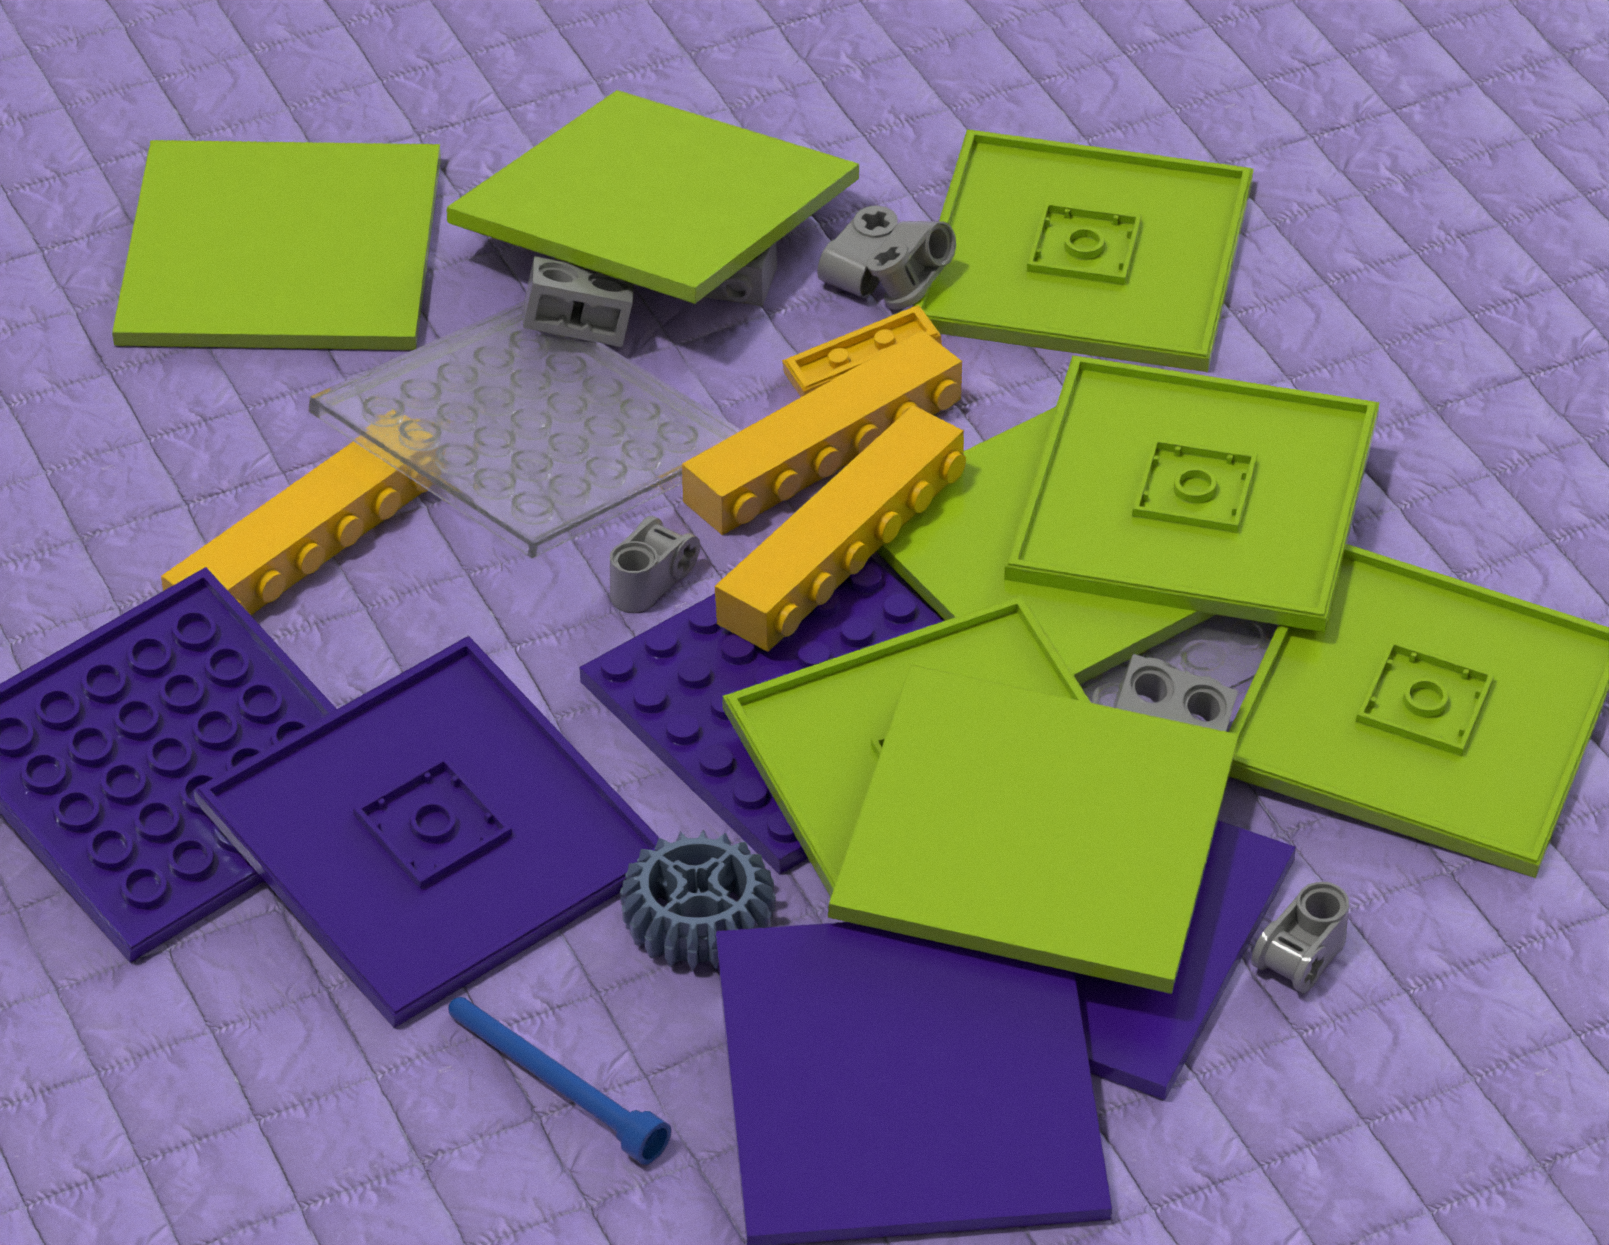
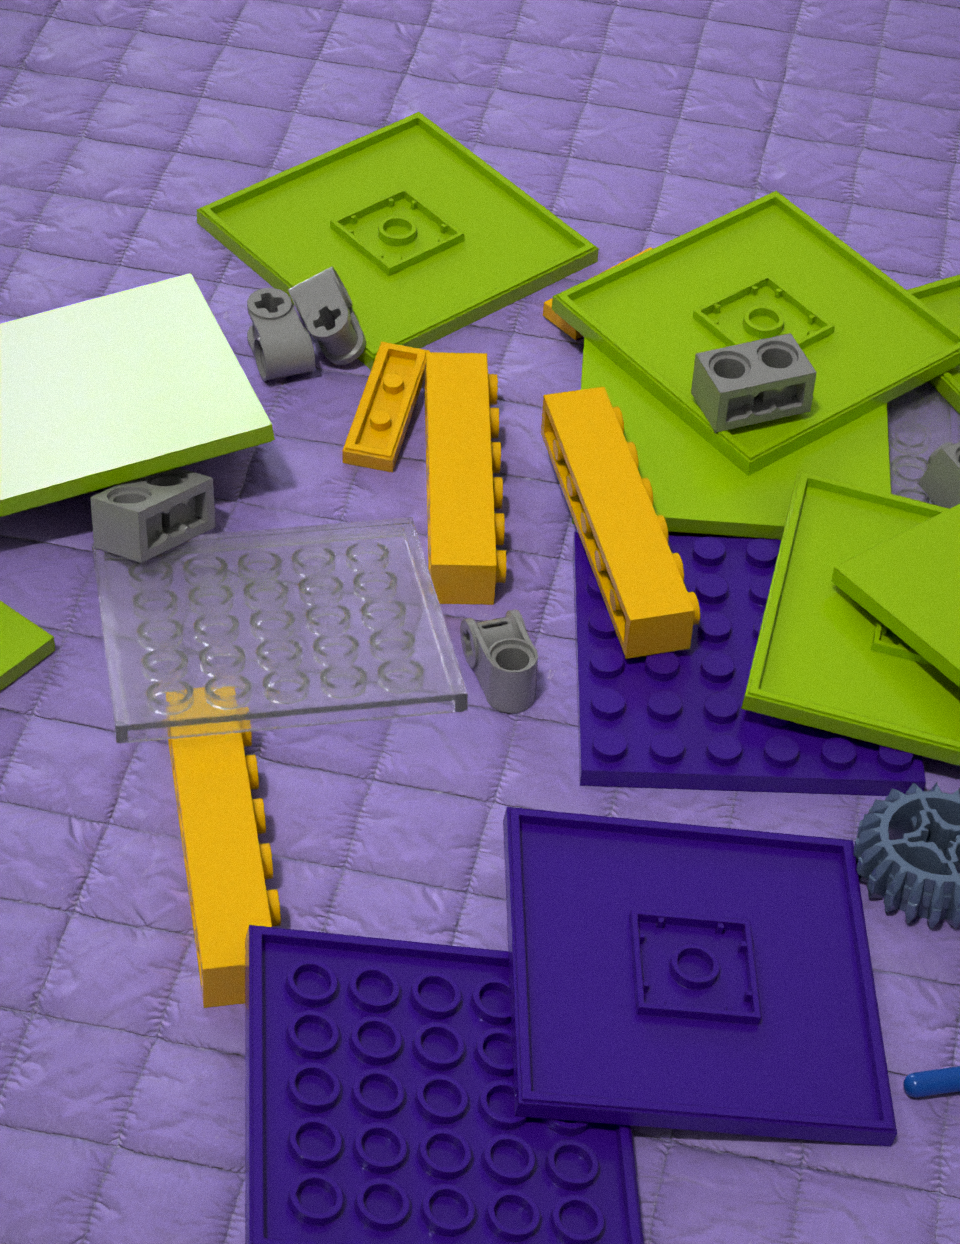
camera: 55 degrees left, 0 degrees up
(1078, 508) = (753, 382): none -> light grey brick

